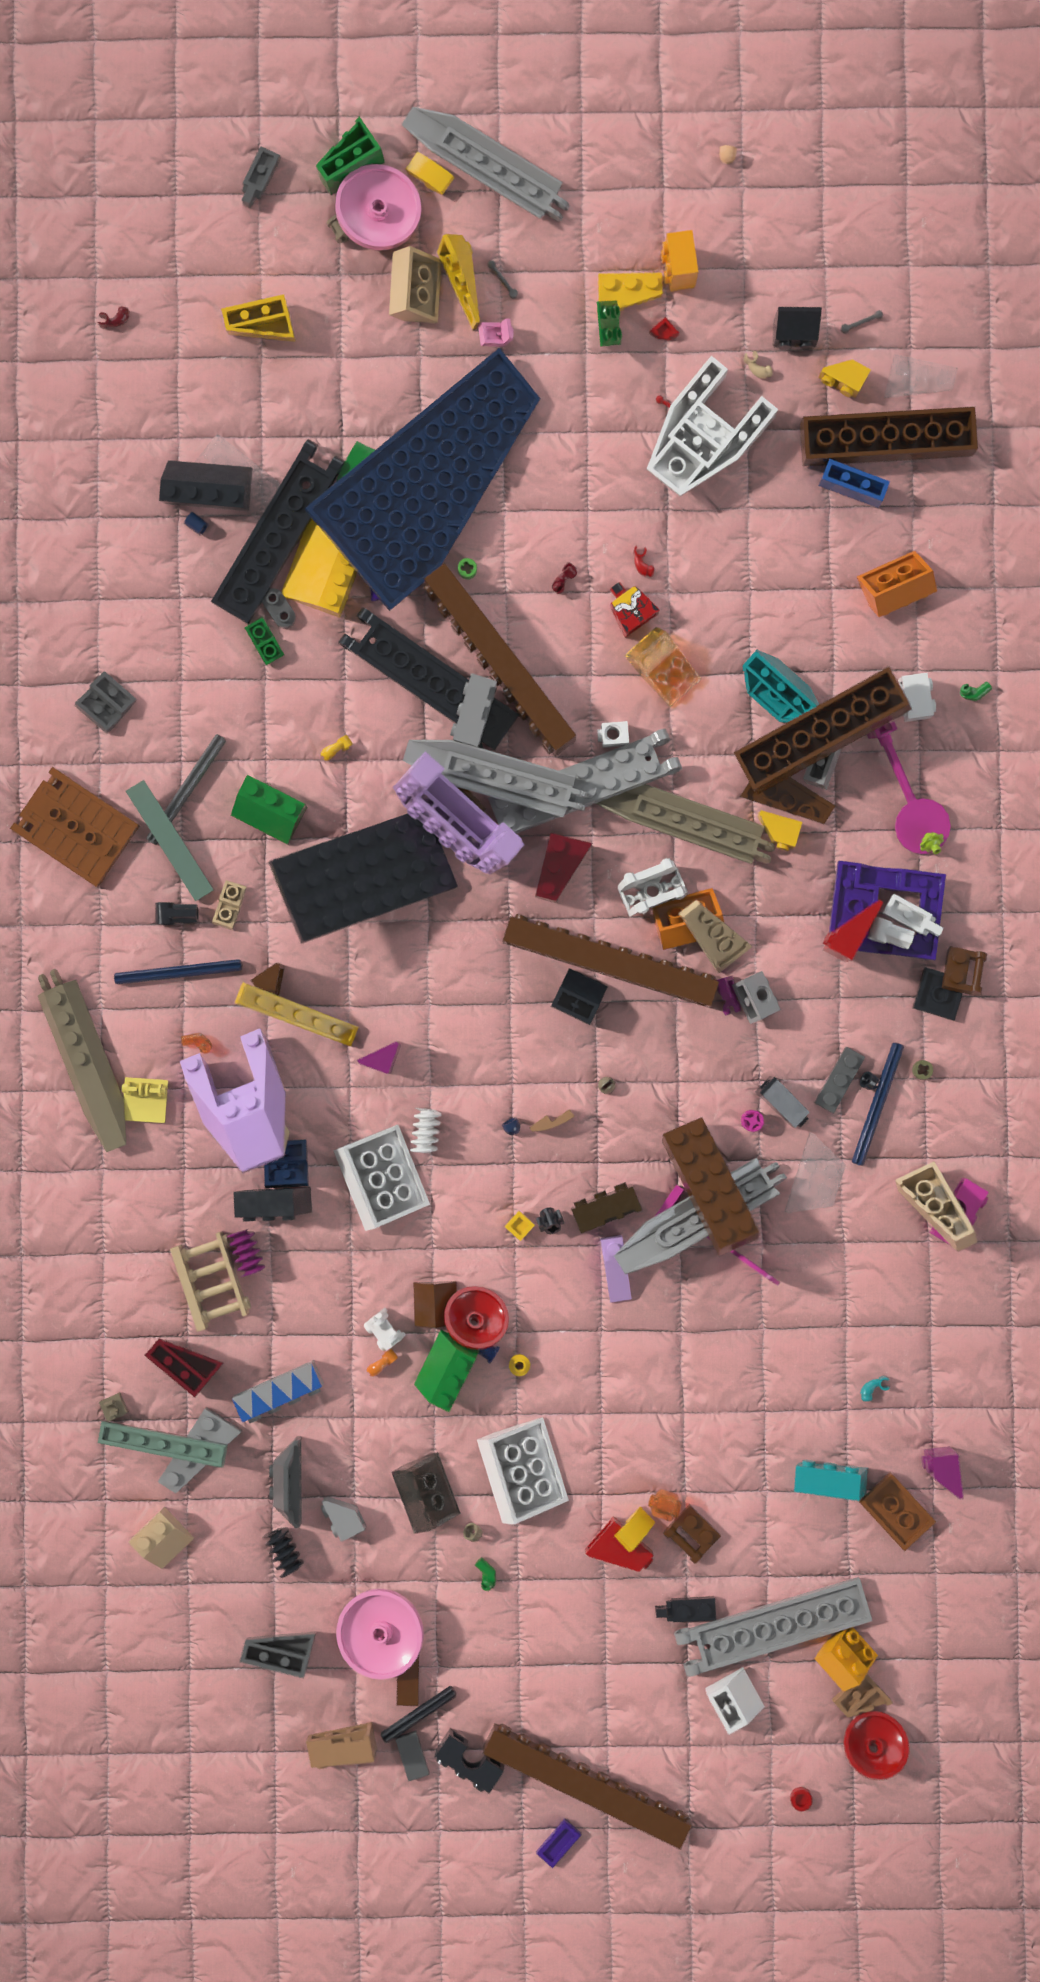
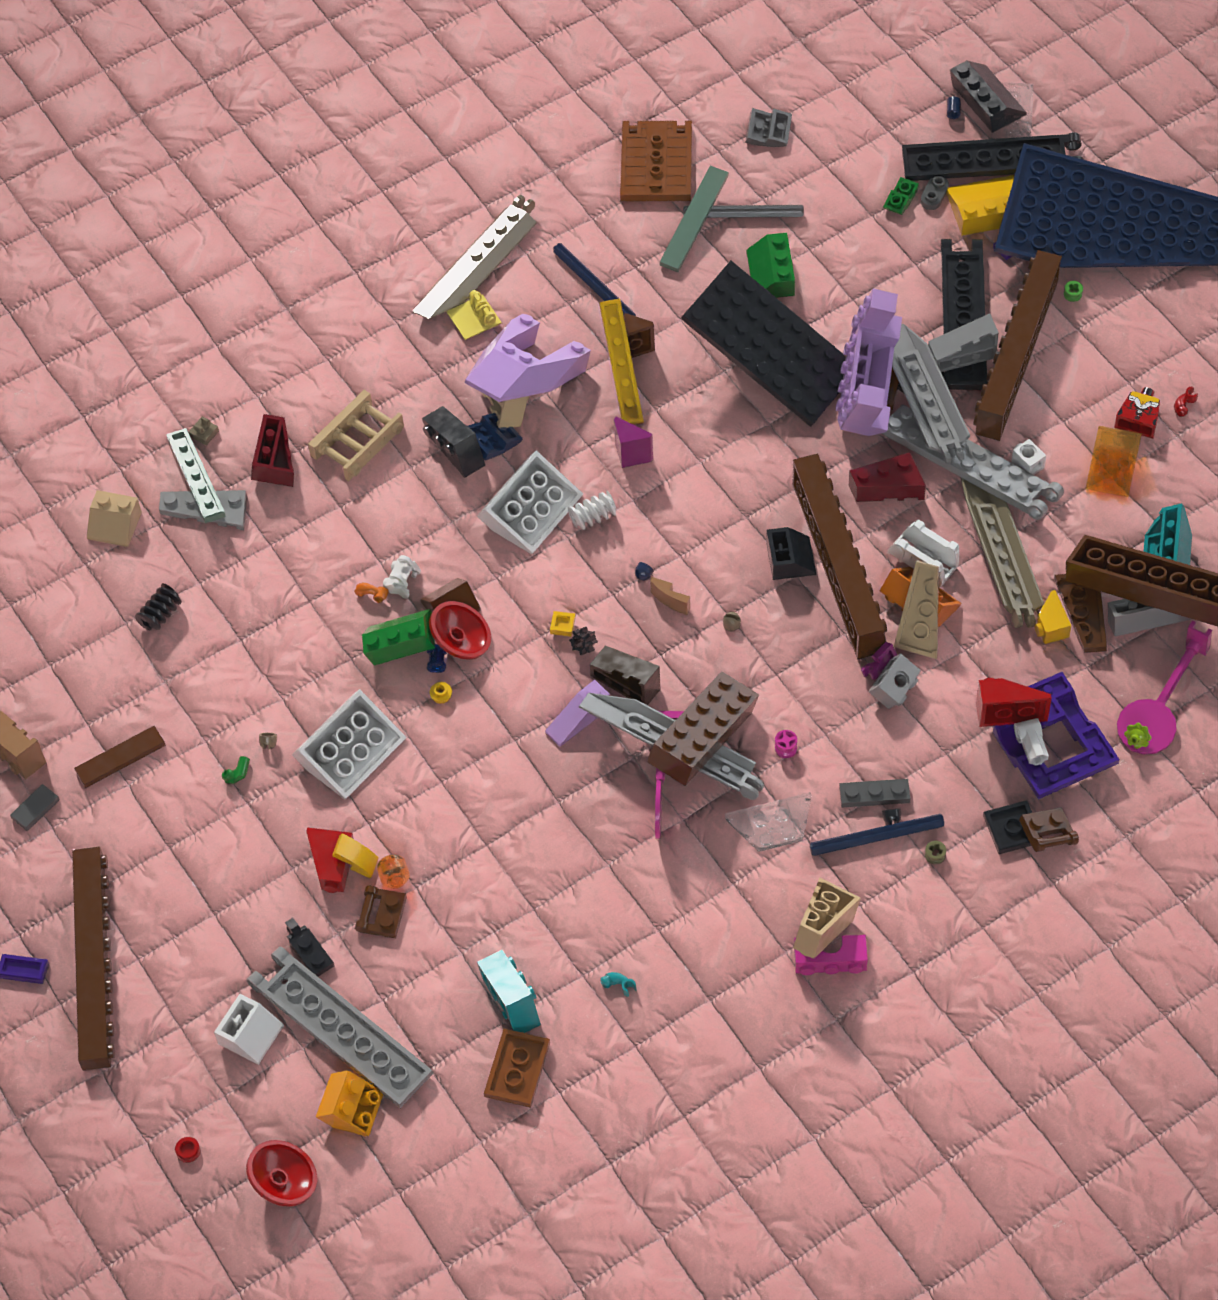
camera: 60 degrees right, 30 degrees down
(171, 913) = (637, 252): black piece -> none
(198, 1040) = (549, 324): clear orange arm -> none
(229, 905) = (678, 286): tan slope -> none
(246, 1252) = (398, 443): magenta piece -> none
(260, 319) = (1142, 59): yellow wedge -> none
(278, 1391) = (295, 531): brick -> none
(280, 1652) = (69, 653): dark grey wedge -> none
(288, 1483) = (223, 579): dark grey wedge -> none
(330, 751) = (851, 281): yellow arm -> none
(344, 1517) = (216, 637): light grey slope -> none
(380, 1633) = (132, 714): bright pink dish -> none
(418, 1714) = (76, 791): black axle -> none
(426, 1493) = (280, 683): clear smoke slope -> none
(482, 1774) = (57, 832): black arch -> none
(568, 571) = (1116, 356): dark red arm -> none
(783, 1102) = (820, 750): slope -> none
(861, 1698) = (320, 1140): medium nougat wing -> none
(911, 916) = (1060, 749): white hinge -> none
(944, 1467) = (585, 1075): magenta slope -> none

